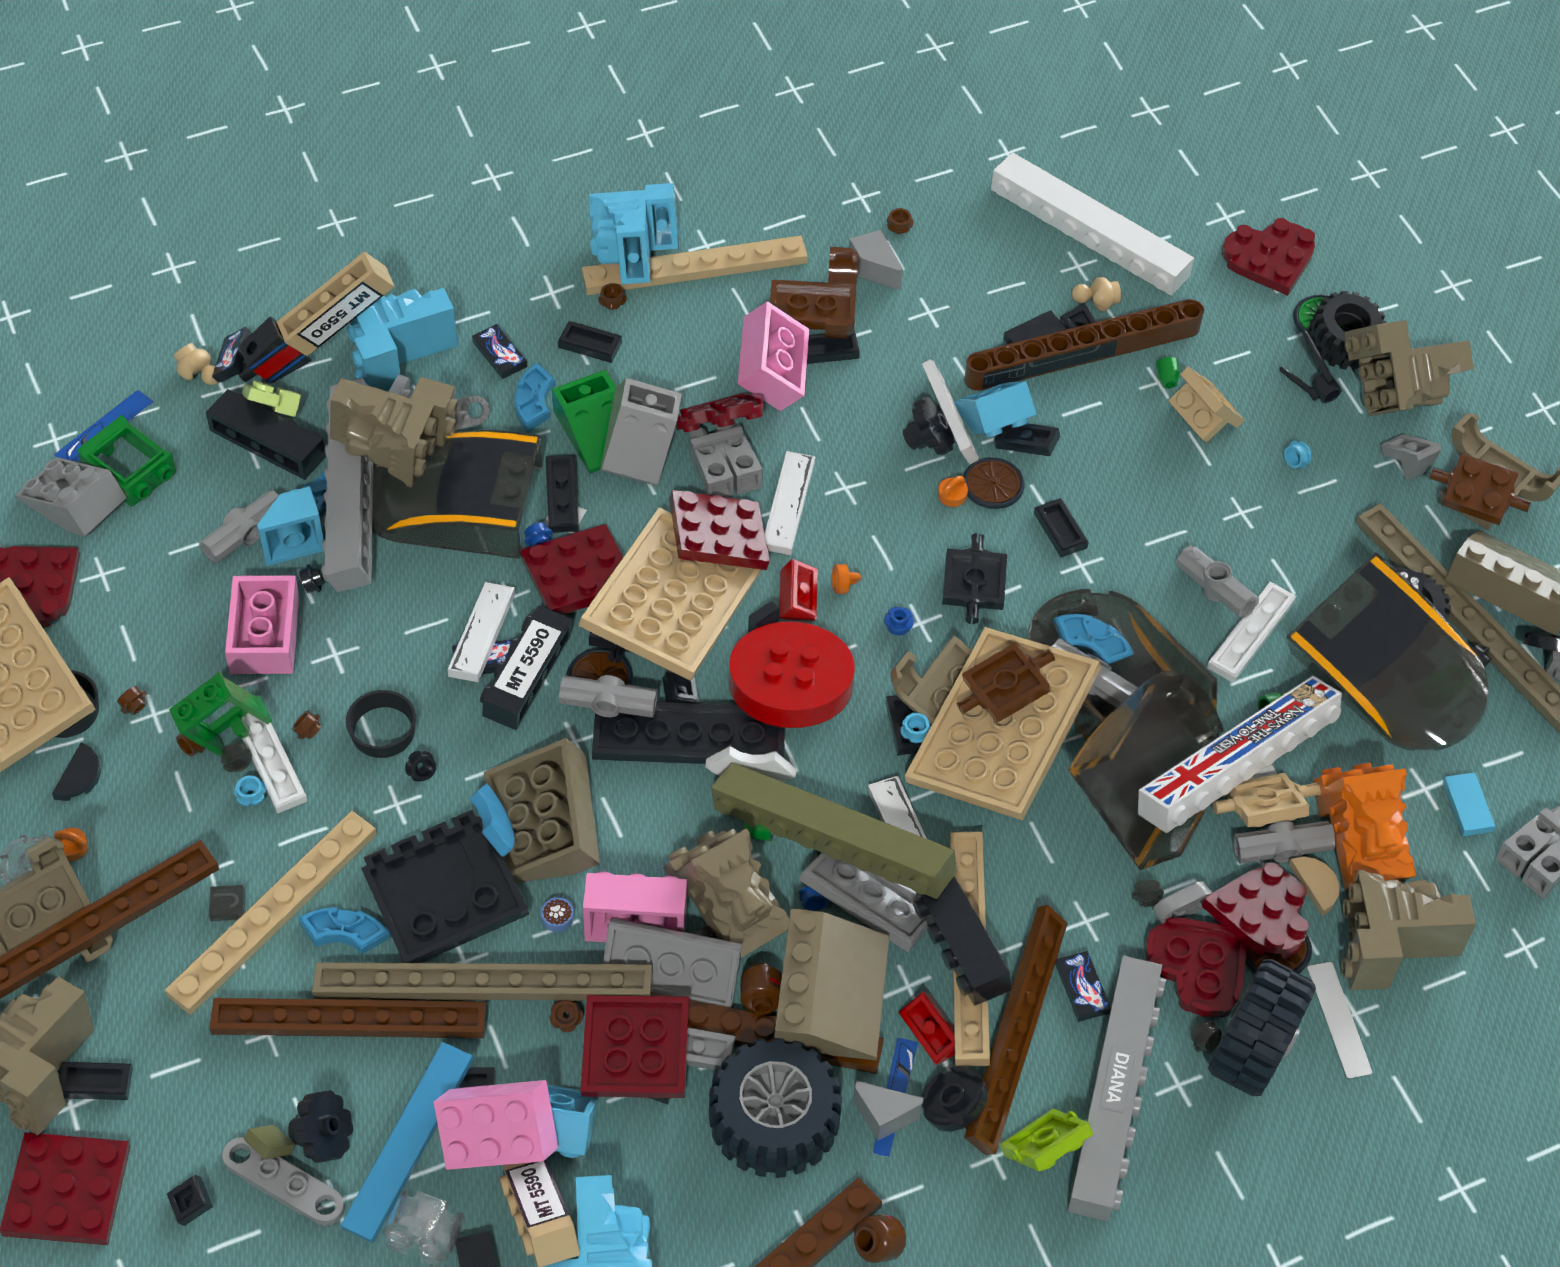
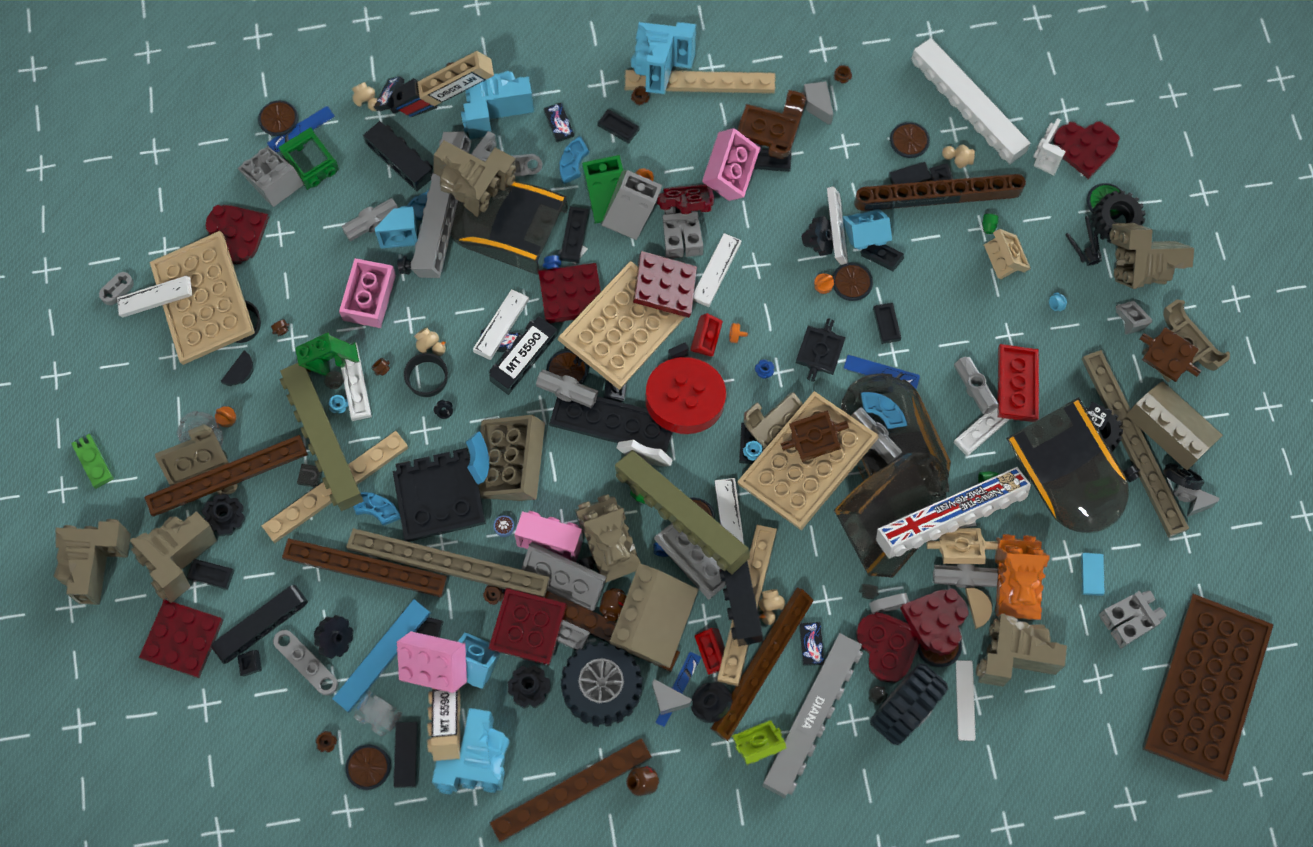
camera: 15 degrees right, 15 degrees up
(65, 417) = (278, 118): none -> reddish brown wheel
(104, 984) = (226, 524): none -> black plant
(193, 1137) = (259, 624): none -> black beam
(236, 837) = (322, 437): none -> olive brick
(269, 1141) = (301, 637): olive tile -> none
(282, 401) = (401, 129): yellowish green plate -> none
(371, 672) = (428, 339): none -> tan animal
(658, 1139) = (534, 696): none -> black plant
(1005, 936) = (770, 601): none -> tan animal
(1020, 288) = (909, 140): none -> reddish brown wheel
(1046, 590) = (868, 367): none -> blue sticker
(1227, 267) = (1047, 155): none -> white bracket
(1276, 568) = (1018, 383): none -> red tile

